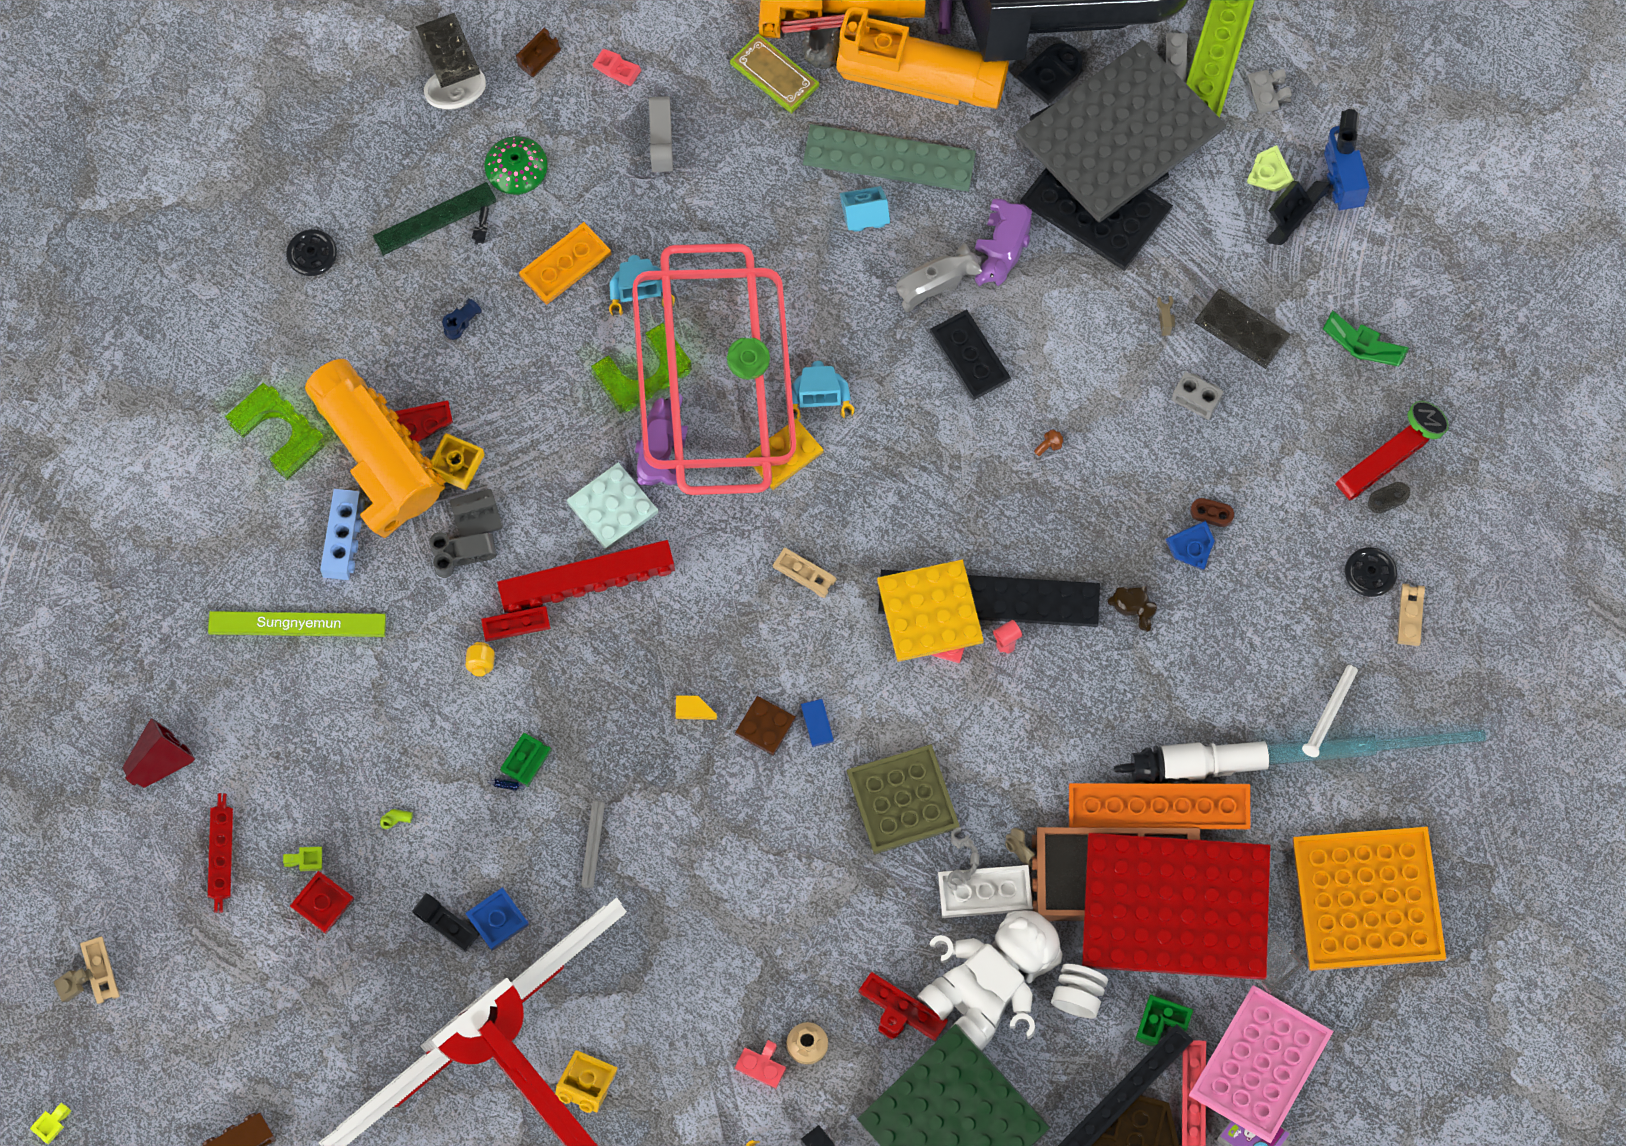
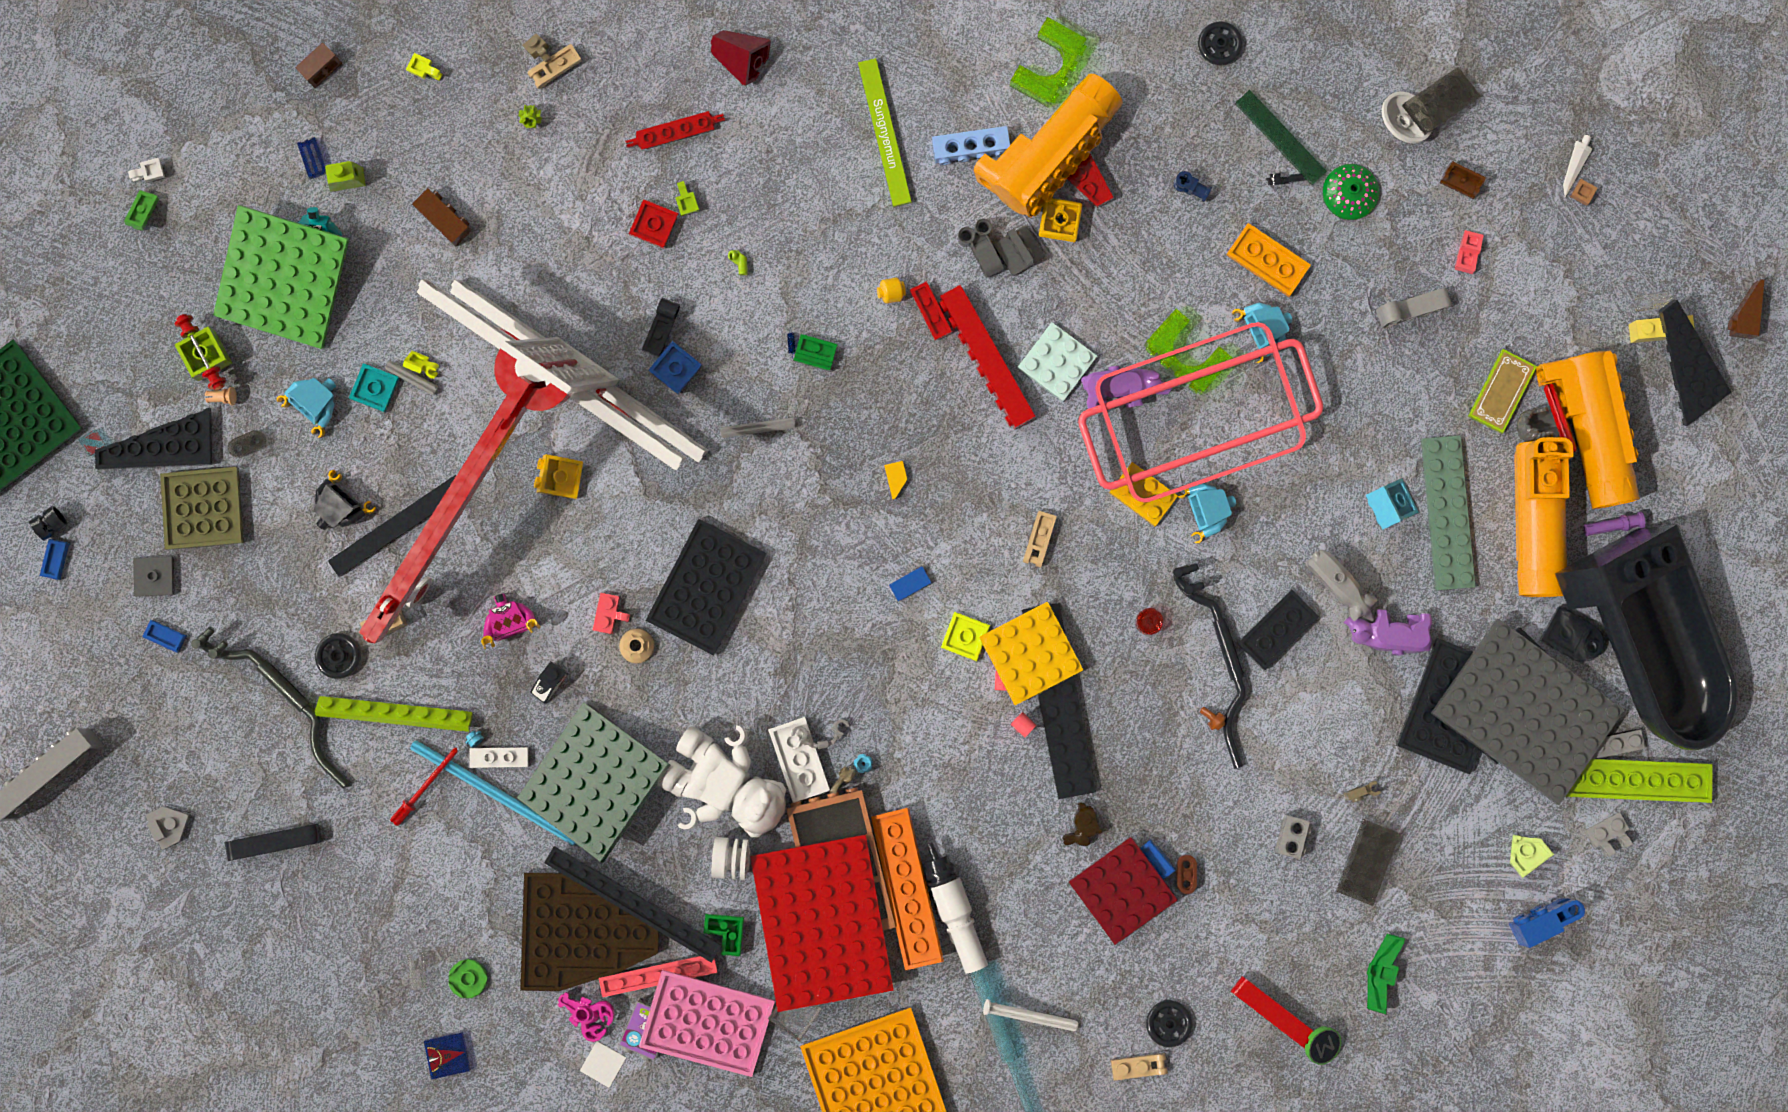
camera: 75 degrees right, 15 degrees up
(151, 1011) = (530, 116): none -> lime gear
(748, 358) = (1215, 439): bright green tile -> none
(760, 946) = (706, 587): none -> black plate
(765, 725) = (896, 541): reddish brown plate -> none
(892, 679) = (964, 636): none -> neon yellow tile
(900, 1009) = (682, 714): red plate -> none
(902, 799) = (861, 671): olive plate -> none
(926, 482) = (1149, 621): none -> clear red wheel
(975, 410) = (1228, 650): none -> black piece
(1006, 817) = (863, 758): none -> medium azure plate
(1214, 581) = (1123, 890): none -> dark red plate
(1293, 207) = (1497, 883): black bracket -> none
(1348, 131) = (1579, 917): black piece -> none
(1387, 497) = (1241, 1024): clear smoke plate -> none

